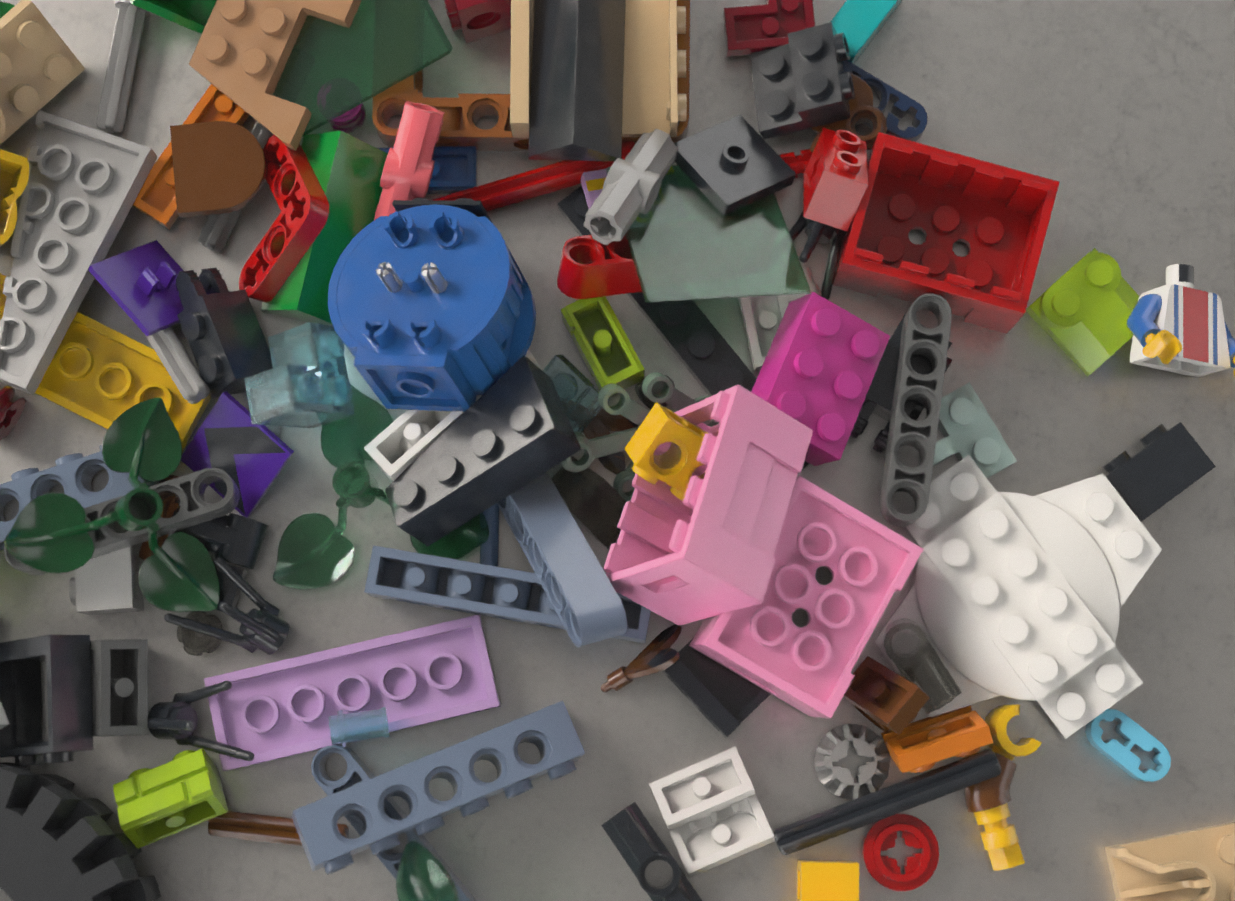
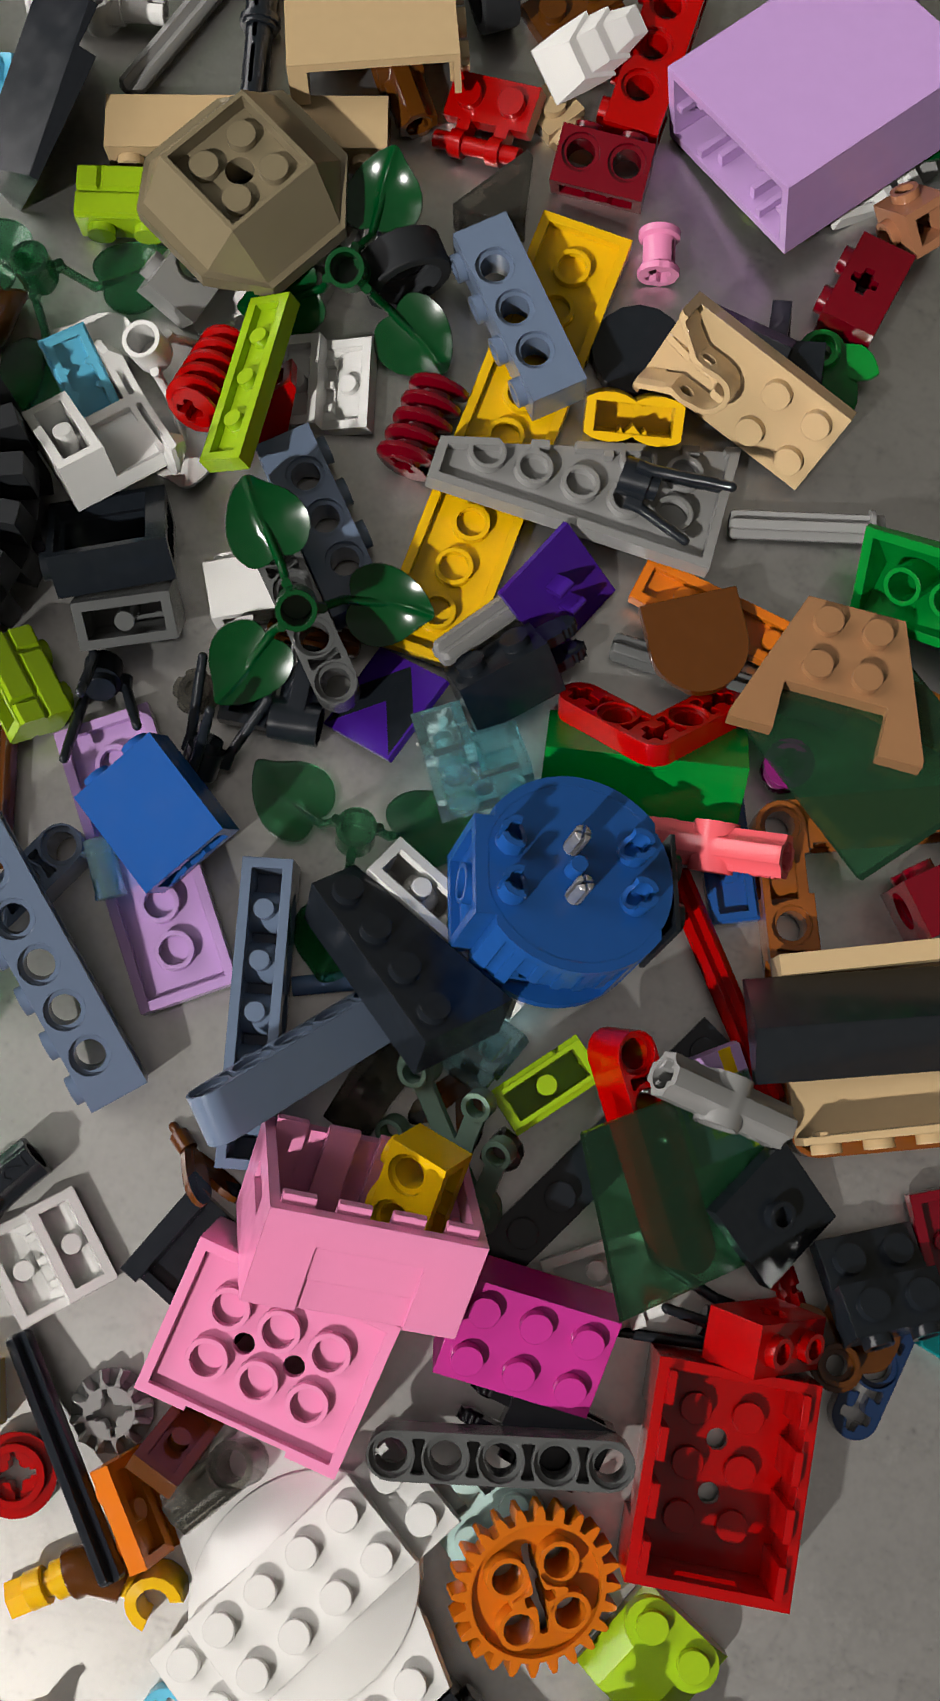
camera: 85 degrees right, 0 degrees up
(59, 194) = (642, 481): none -> black plant
(311, 671) = (155, 812): none -> blue brick
(1036, 436) = (488, 1601): none -> orange gear

